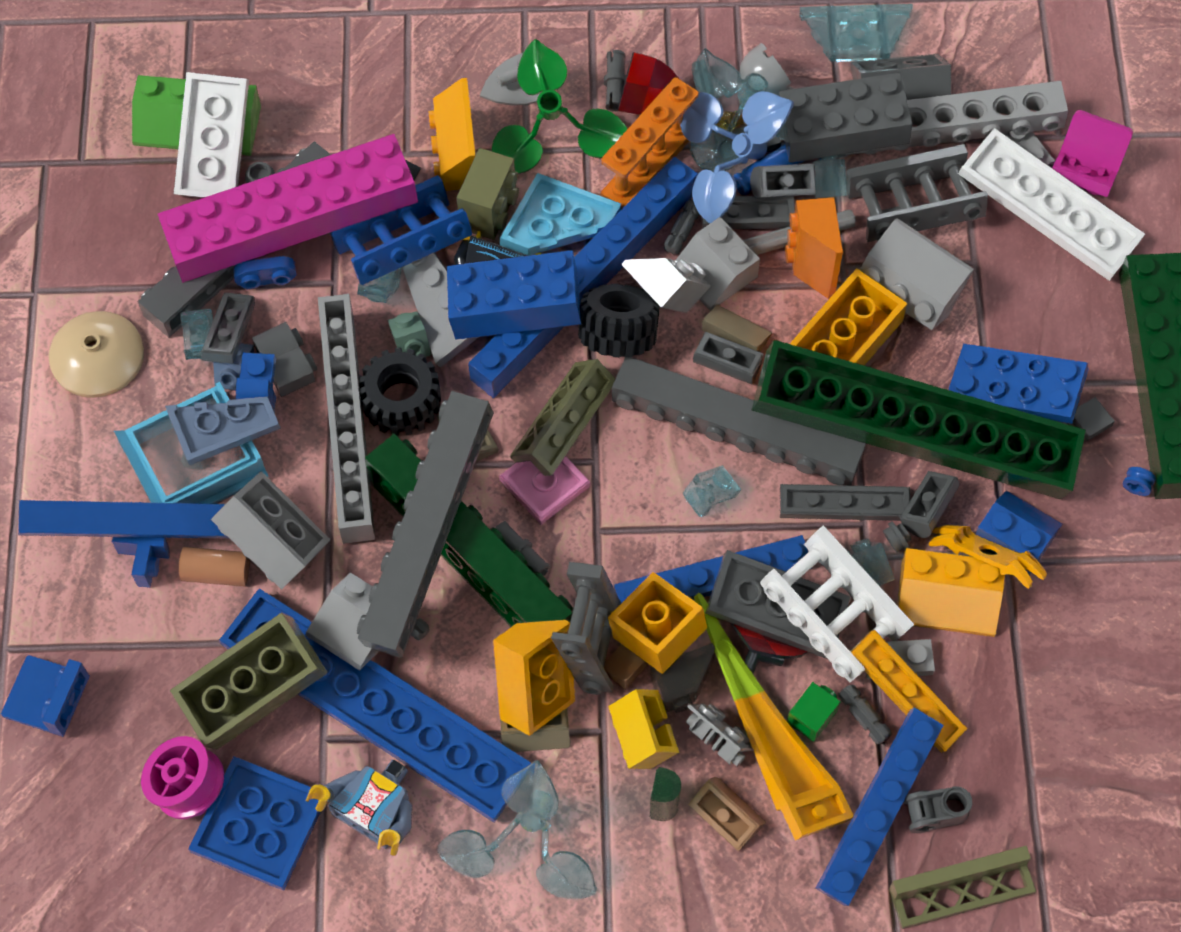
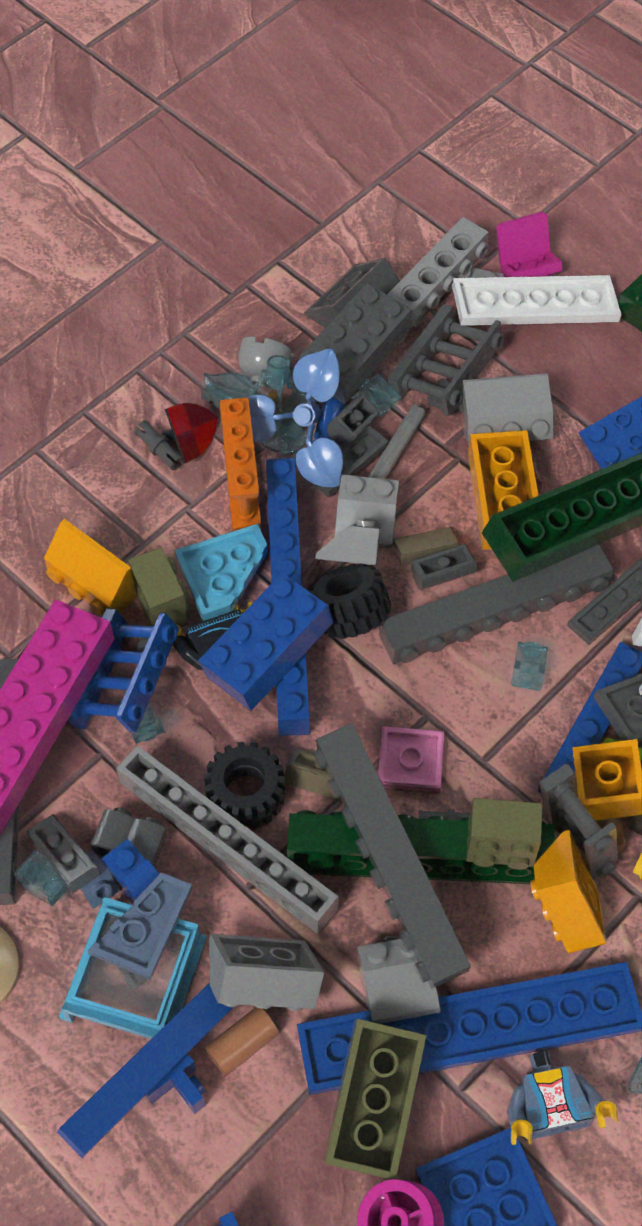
camera: 45 degrees left, 5 degrees down
(264, 271) = (39, 793): blue plate -> none
(410, 333) = (203, 739): sand green bracket -> none
(429, 291) = (203, 702): light grey wing -> none
(503, 85) = (87, 500): light grey shield -> none
(514, 579) = (504, 833): none -> olive brick
(543, 73) = (109, 473): green plant -> none
(550, 736) = (615, 928): dark tan slope -> none
(564, 416) = (382, 693): olive fence -> none
(681, 228) = (314, 506): dark grey axle -> none
(815, 244) = (431, 440): orange slope -> none
(857, 30) = (286, 289): clear light blue wing -> none

